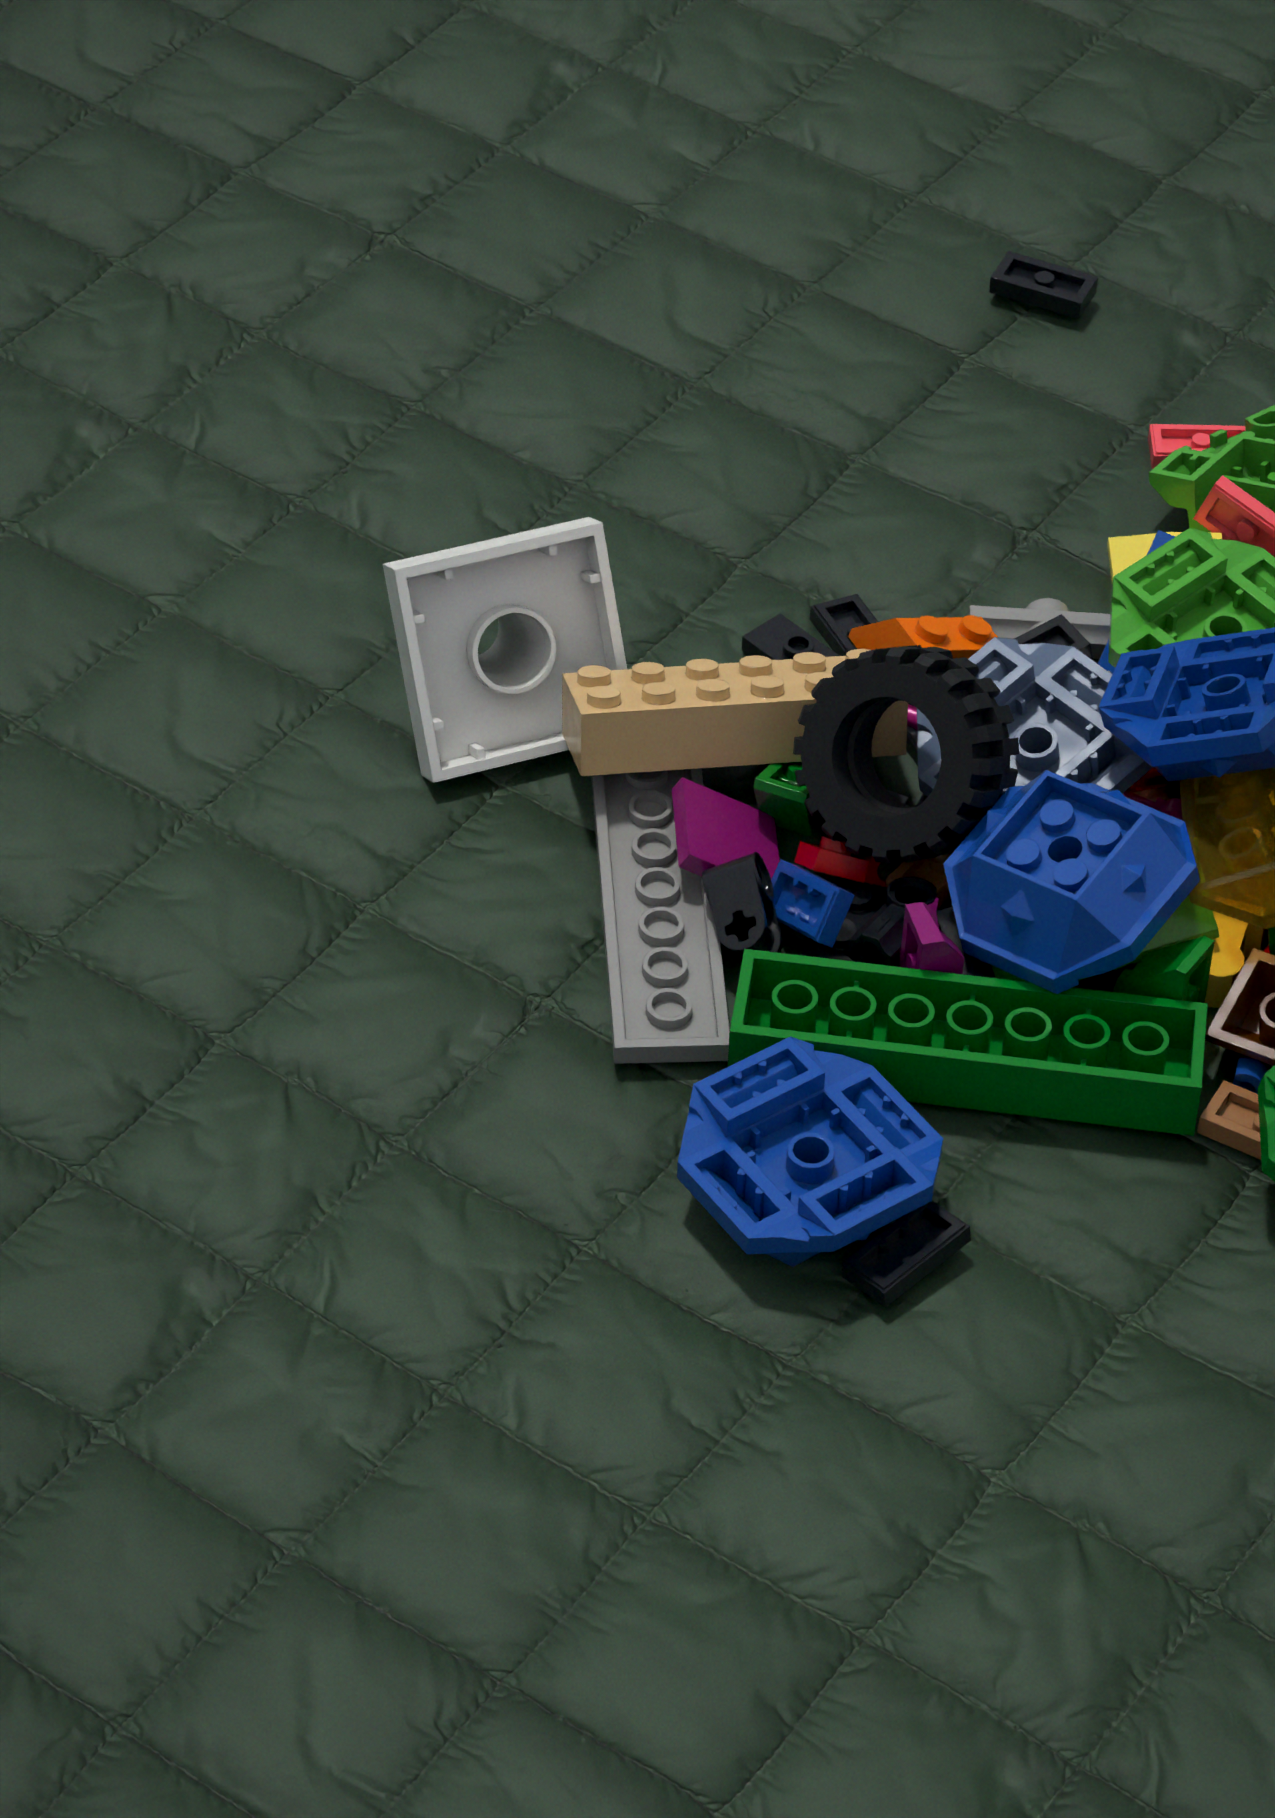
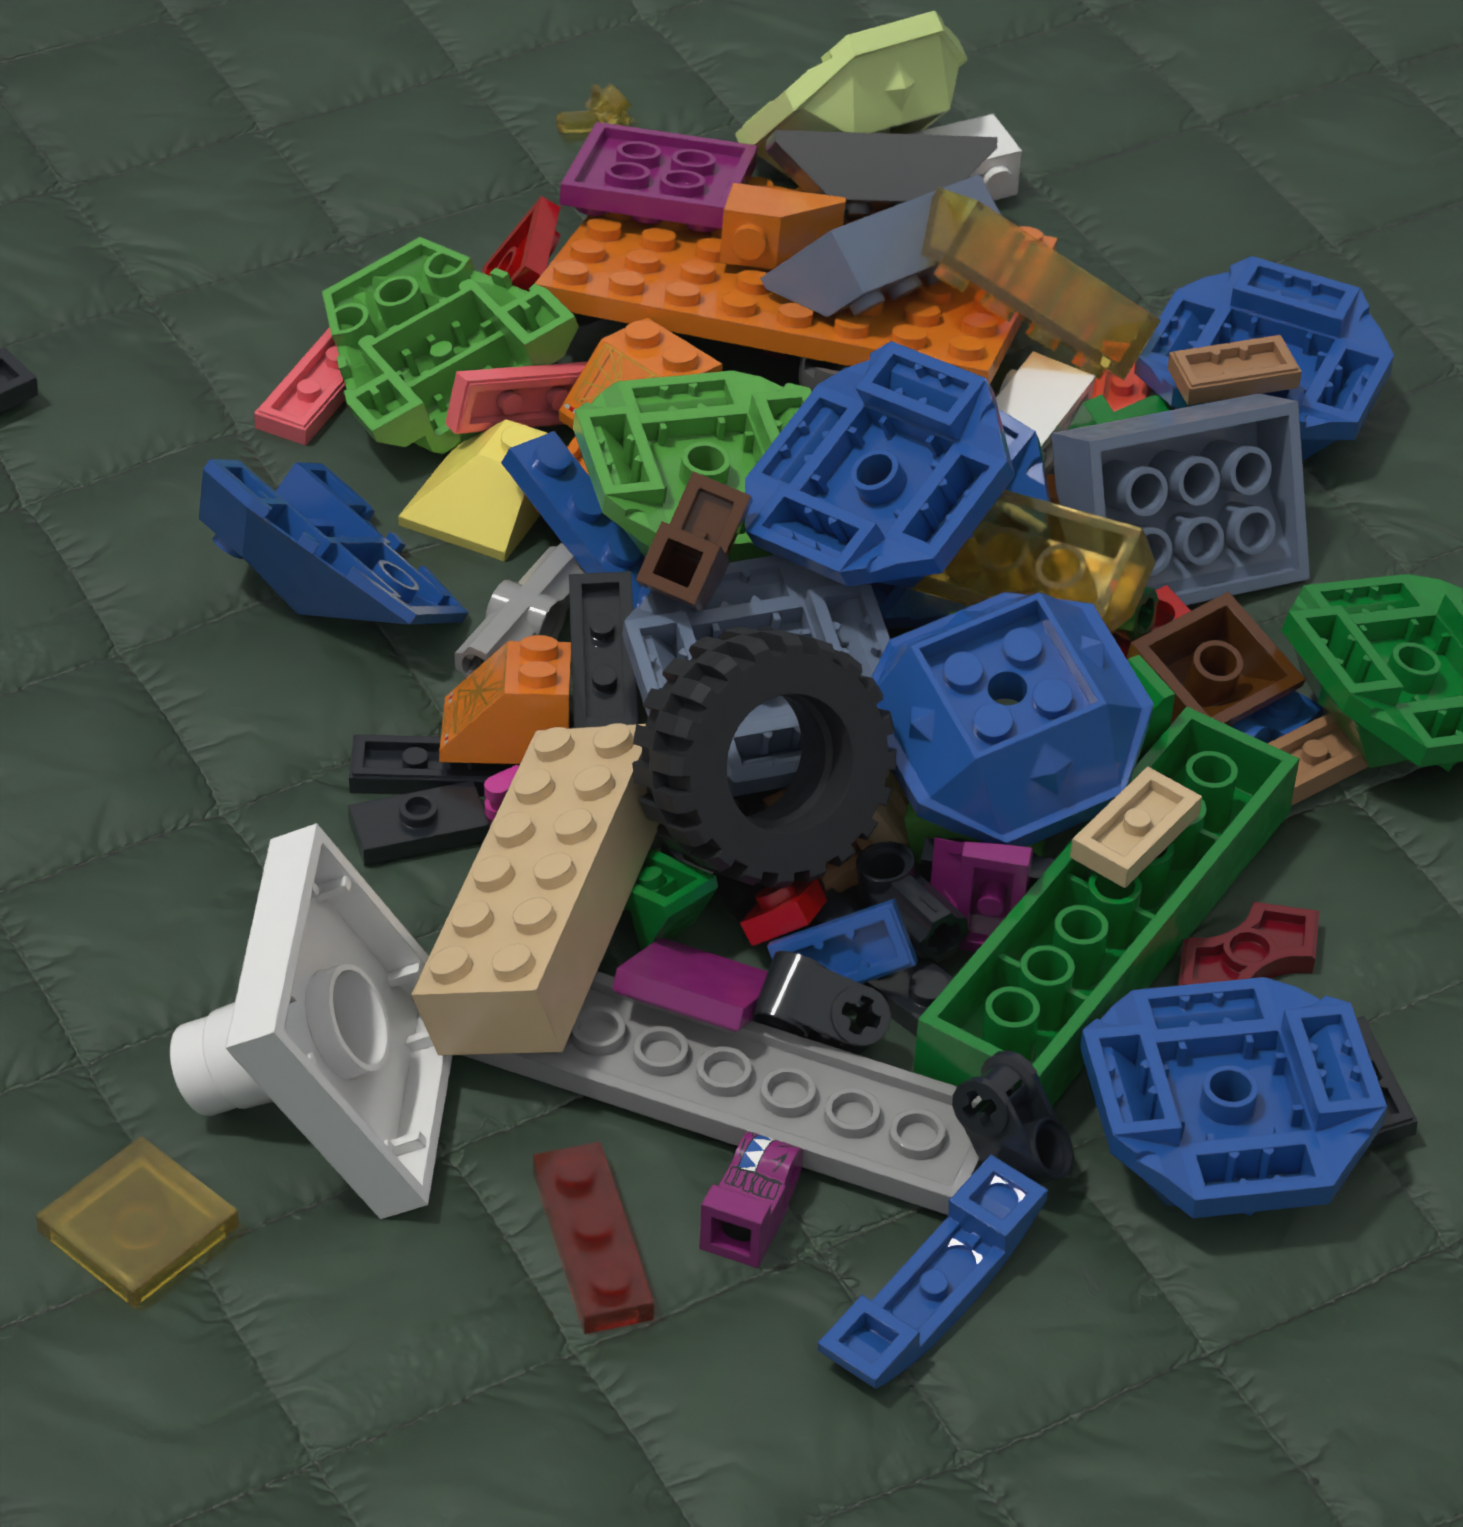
camera: 65 degrees left, 0 degrees up
(333, 658) = (137, 1221): none -> clear yellow tile
(467, 879) = (593, 1238): none -> clear red plate
(533, 1070) = (941, 1279): none -> blue slope
(551, 942) = (751, 1196): none -> magenta leg
(693, 1035) = (1017, 1124): none -> black piece
(1012, 505) = (319, 546): none -> blue wedge
(1023, 999) = (1136, 827): none -> tan plate
(1033, 1164) = (1266, 945): none -> dark red tile
(1074, 641) = (694, 548): none -> reddish brown brick

